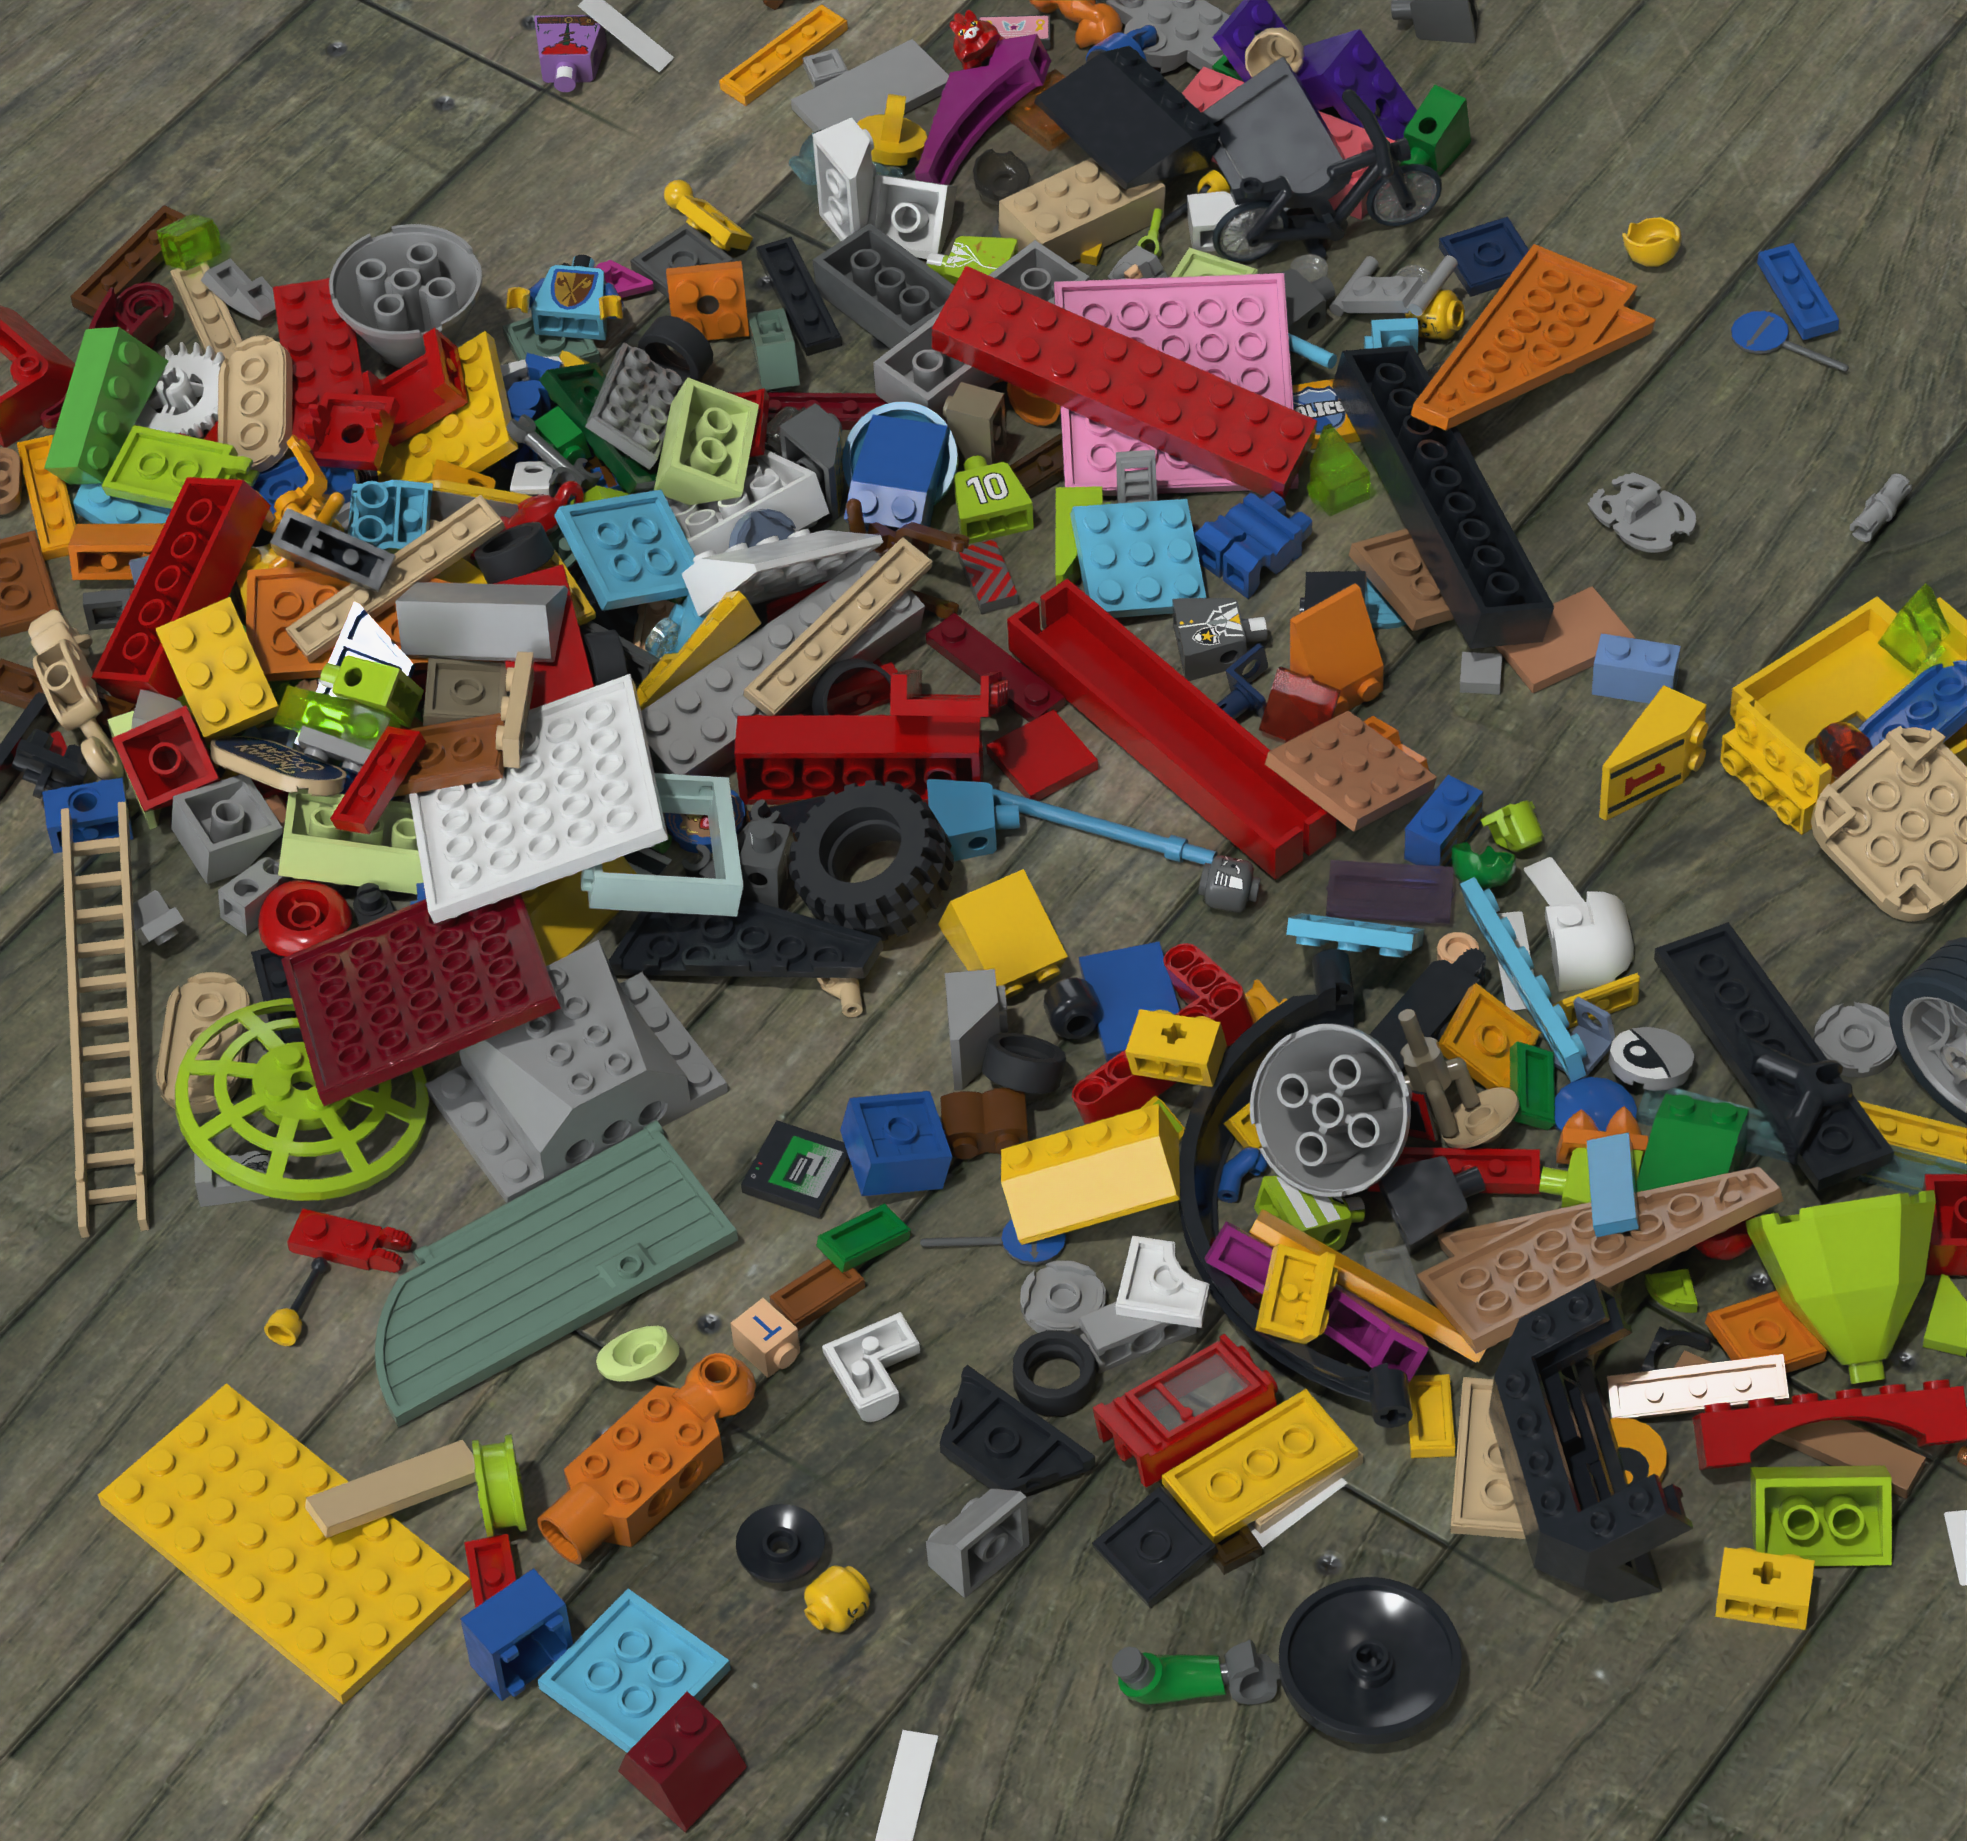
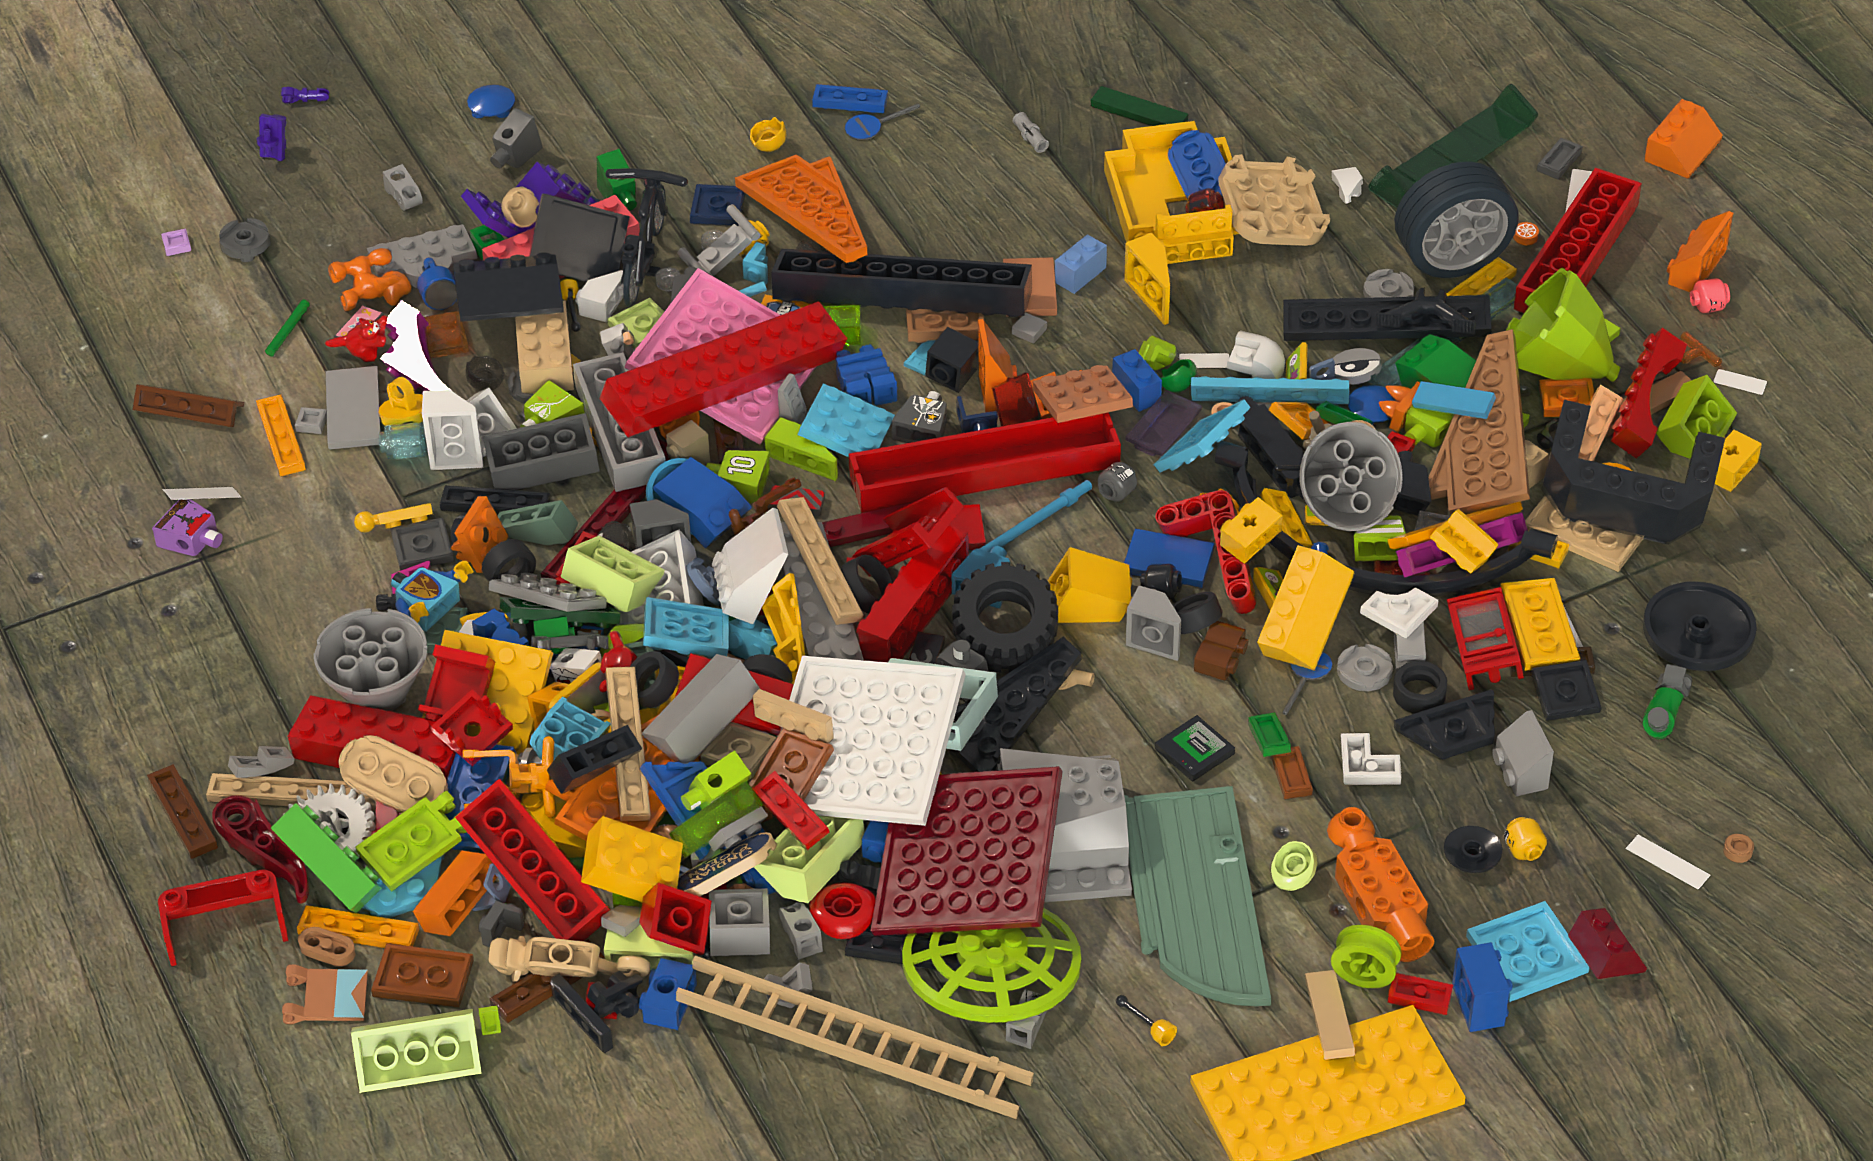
camera: 65 degrees left, 5 degrees down
(187, 1015) = (886, 995): tan tile -> none
(189, 241) = (197, 771): clear neon green brick -> none
(348, 1241) = (1112, 980): red hinge -> none
(663, 638) = (763, 642): clear light blue tile -> none
(765, 1338) = (1318, 803): light nougat brick -> none
(896, 1143) = (1219, 688): blue container -> none
(1153, 233) = (586, 331): lime hand -> none
(1643, 515) = (966, 219): light grey shield -> none
(1917, 632) = (1149, 142): clear neon green slope -> none

